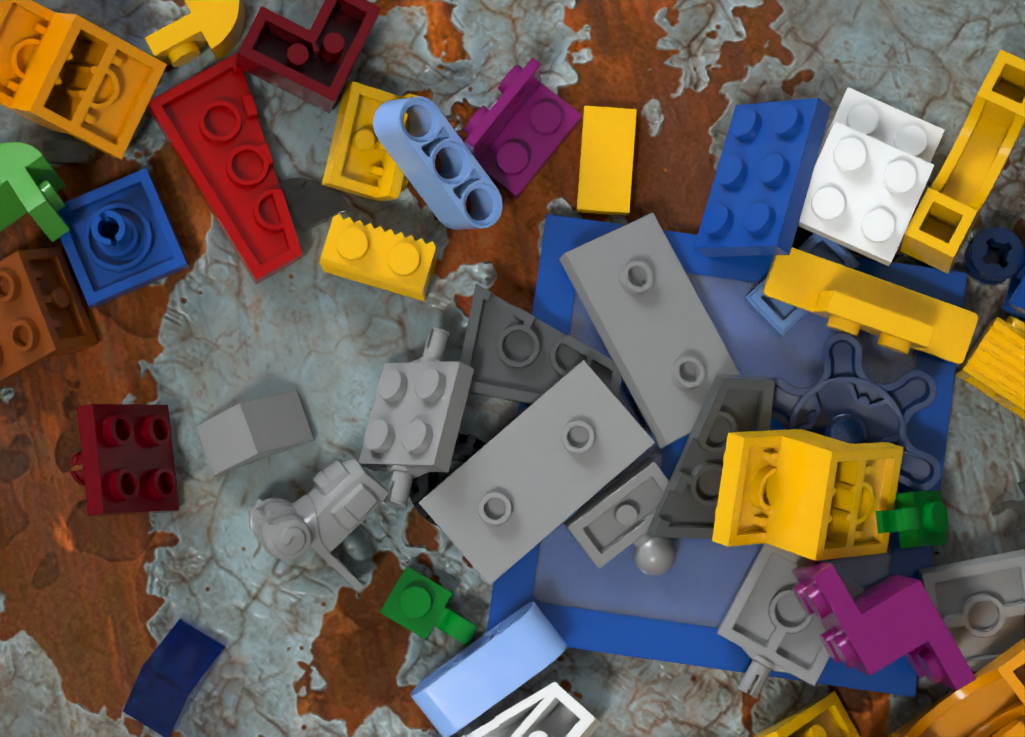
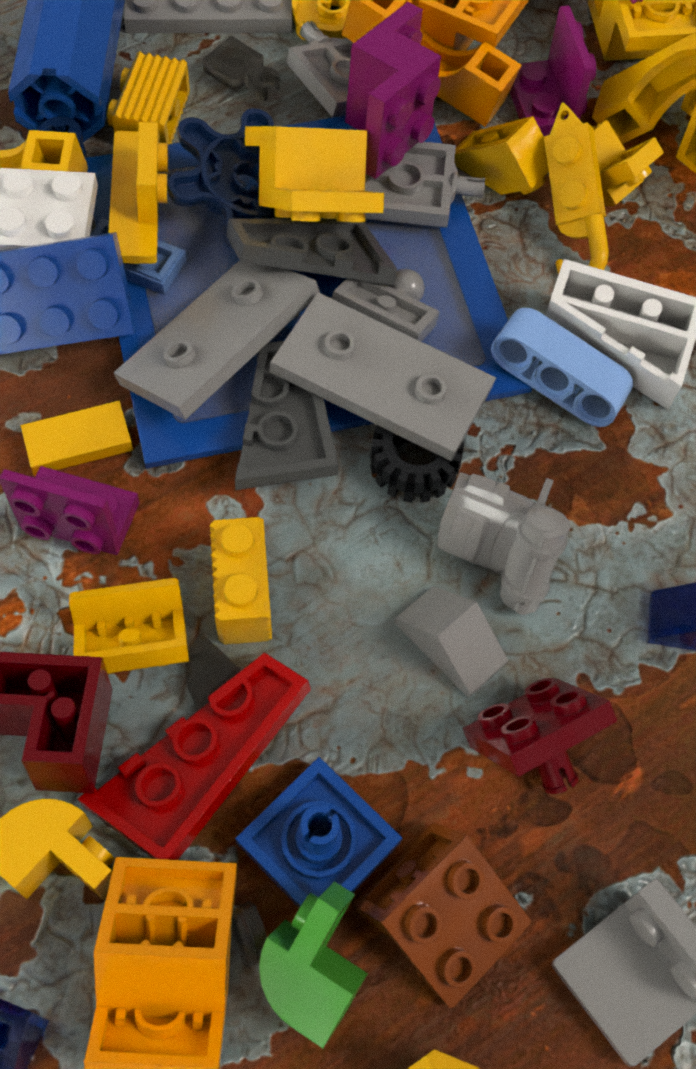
camera: 120 degrees left, 20 degrees down
(416, 154) = (129, 551): light blue beam -> none
(416, 417) = (377, 487): light grey plate -> none
(422, 606) = (533, 445): green plate -> none
(918, 519) = (298, 111): green plate -> none

